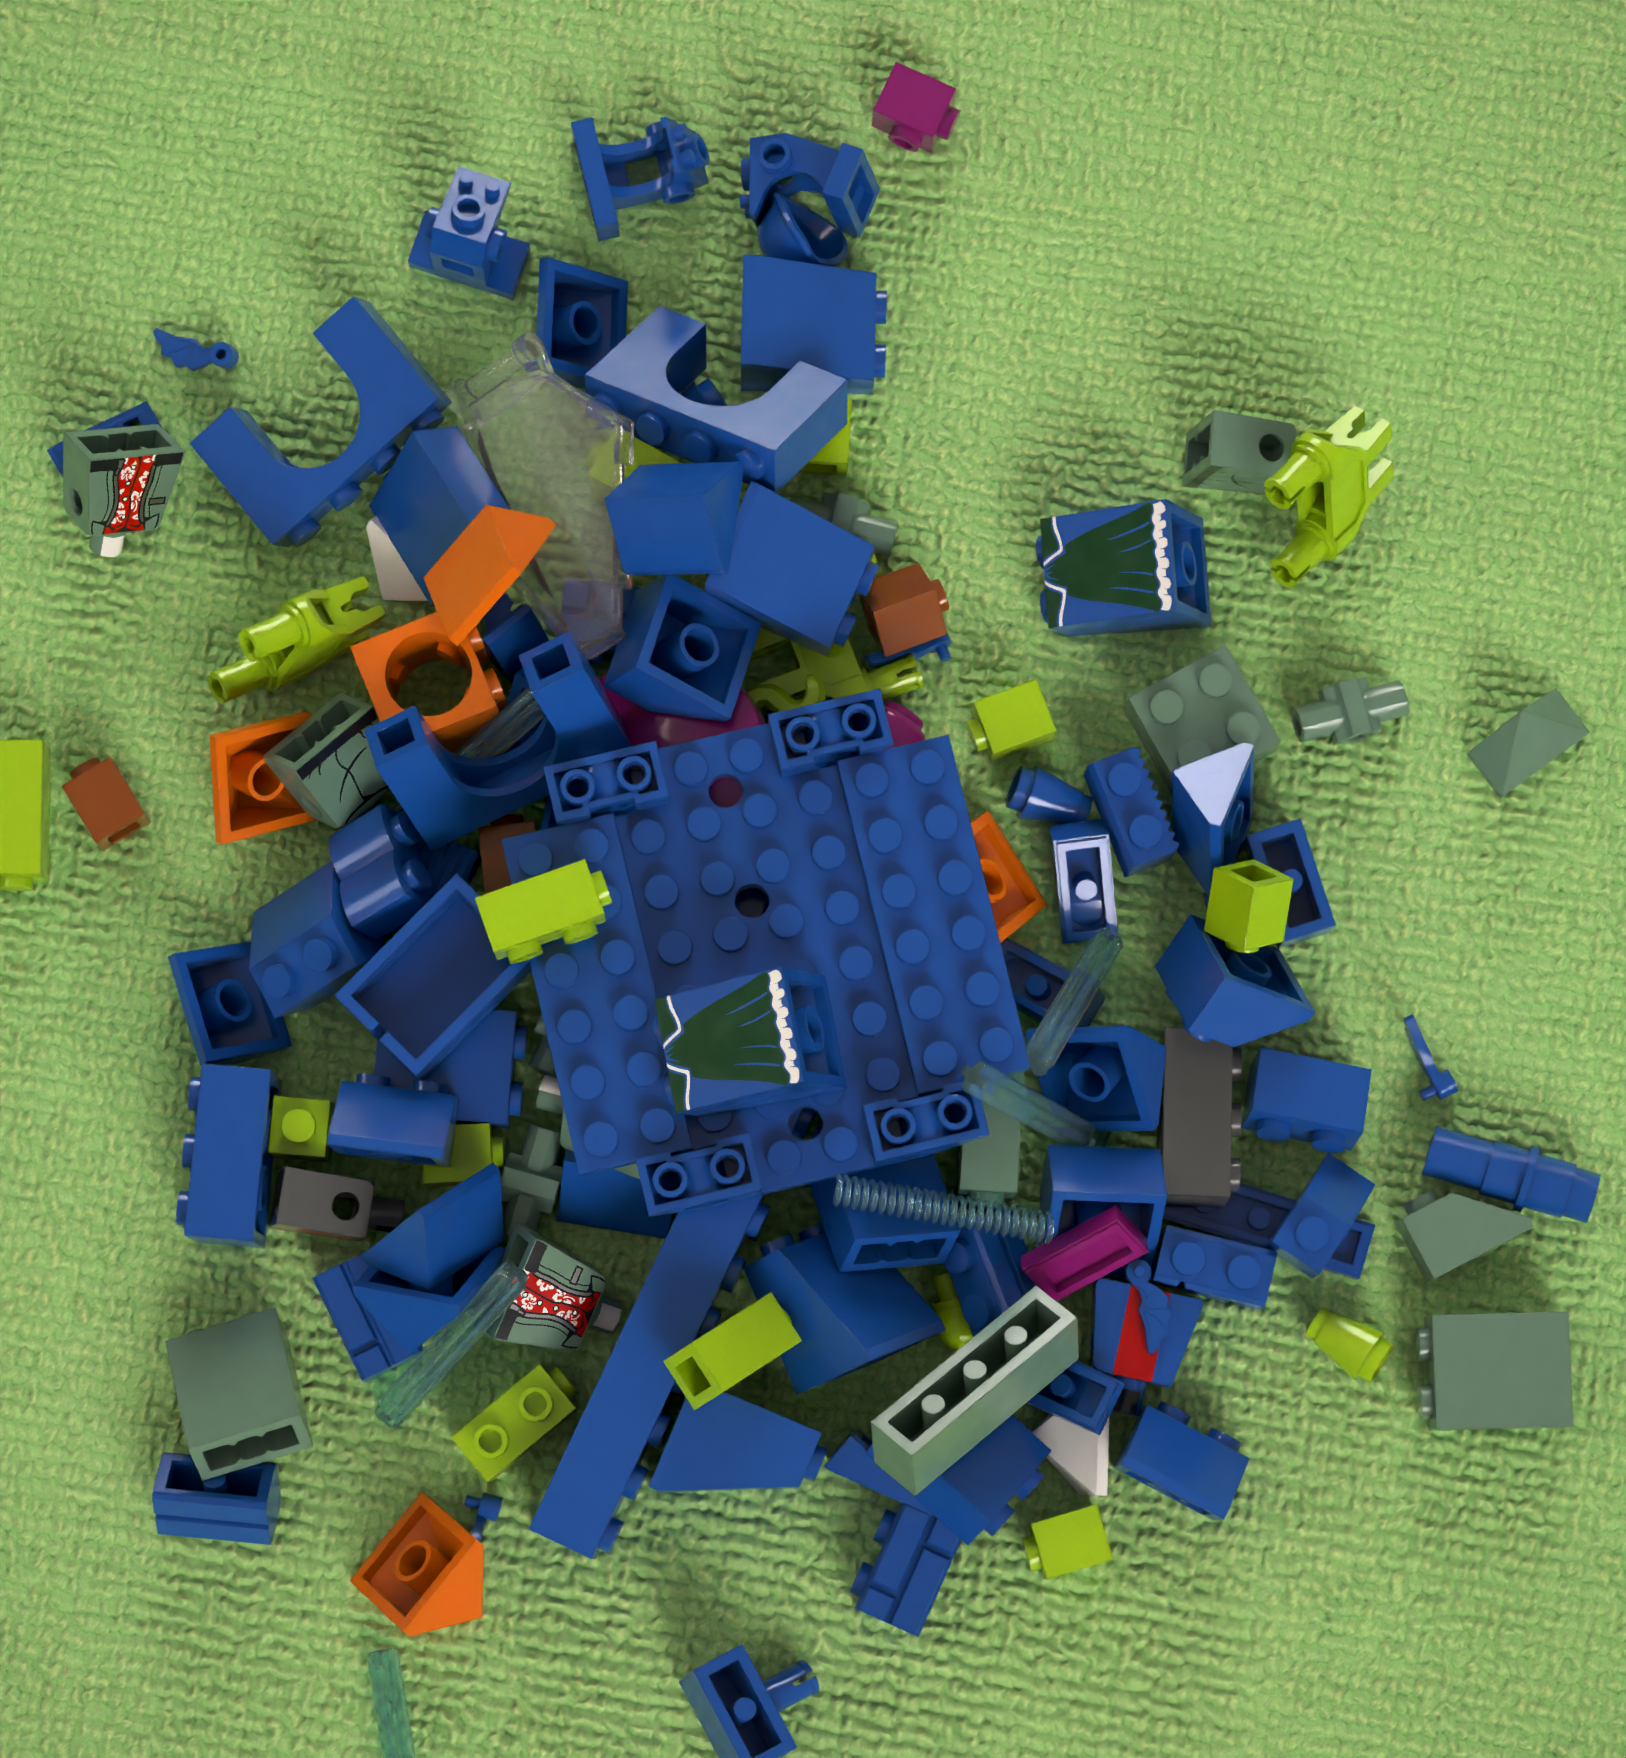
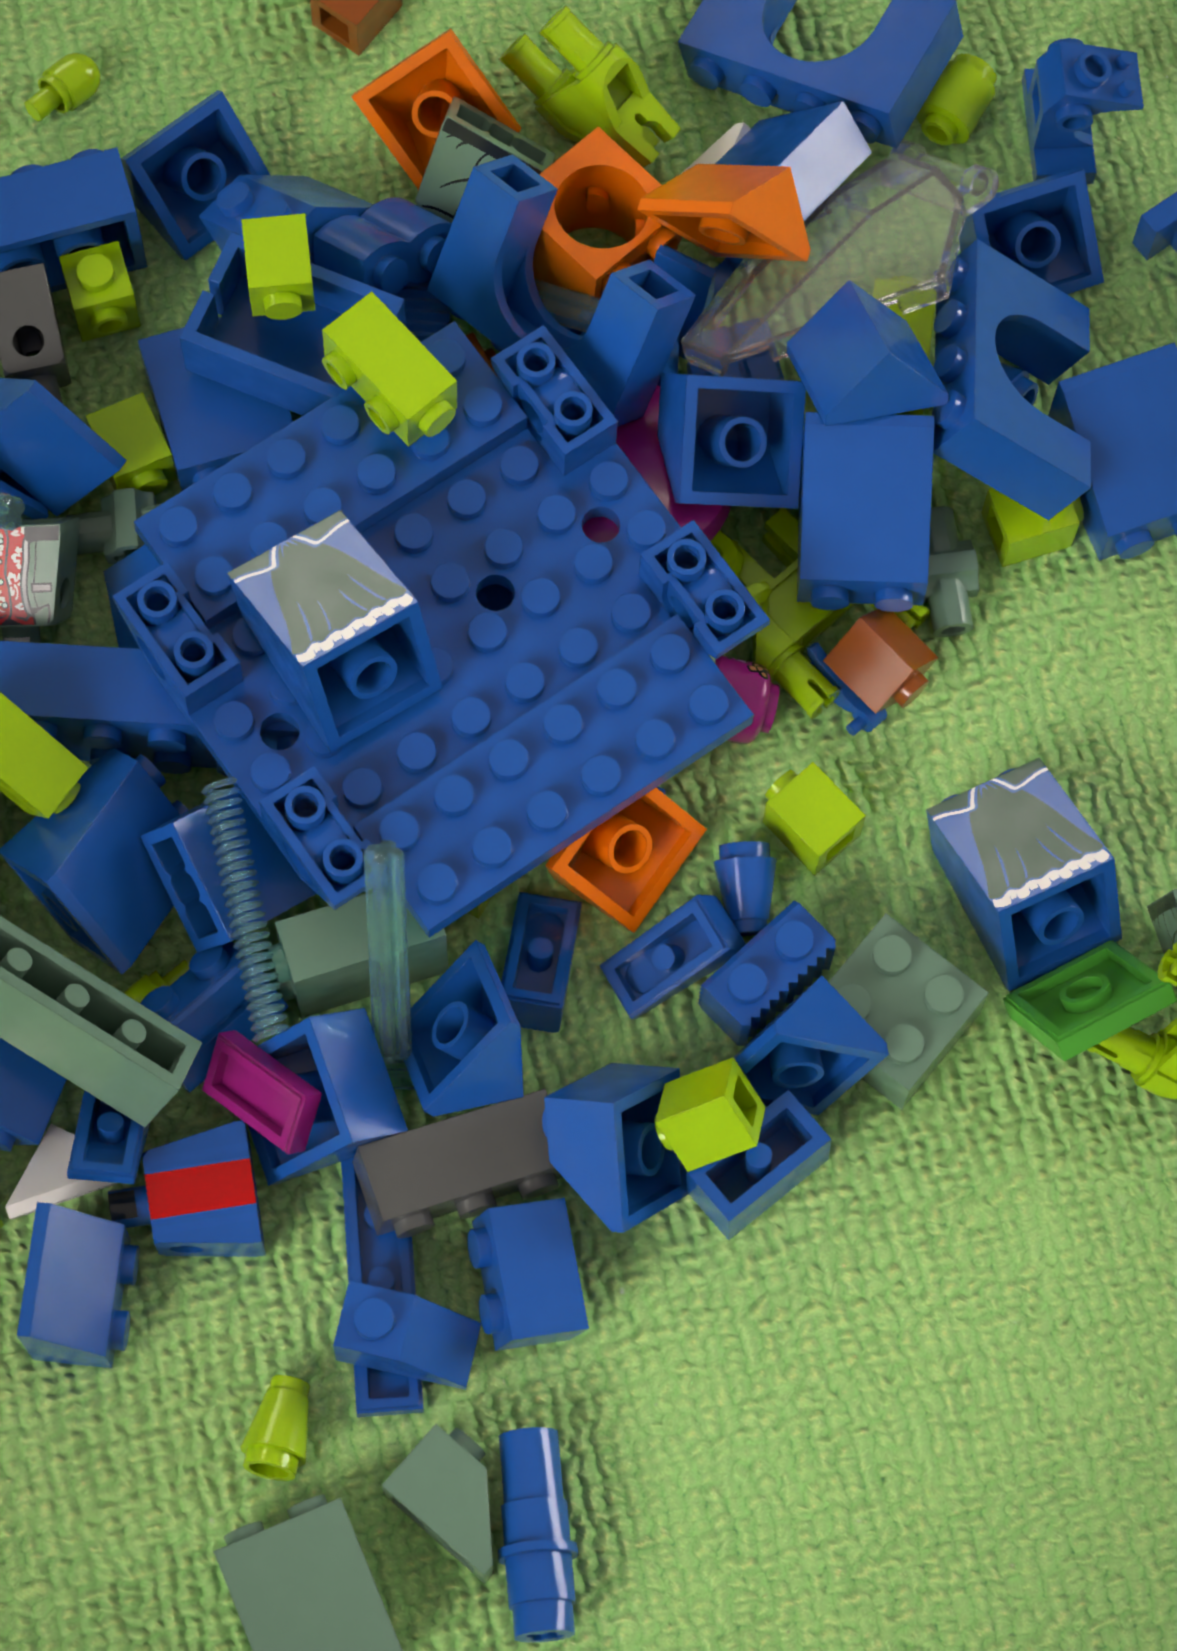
camera: 70 degrees right, 10 degrees down
(82, 1088) = (64, 86): none -> lime cylinder
(394, 1121) = (130, 348): blue slope -> none
(396, 967) = (278, 266): none -> lime brick
(419, 328) = (958, 100): none -> lime brick
(1072, 1000) = (528, 970): clear light blue axle -> none
(1153, 1307) = (232, 1189): blue piece -> none
(1213, 1267) = (304, 1244): blue brick -> none
(1256, 568) = (1088, 1000): none -> bright green tile
(1350, 711) = (979, 1166): sand green axle -> none
(1441, 1083) = (610, 1424): blue piece -> none
(1527, 742) = (1034, 1376): sand green slope -> none

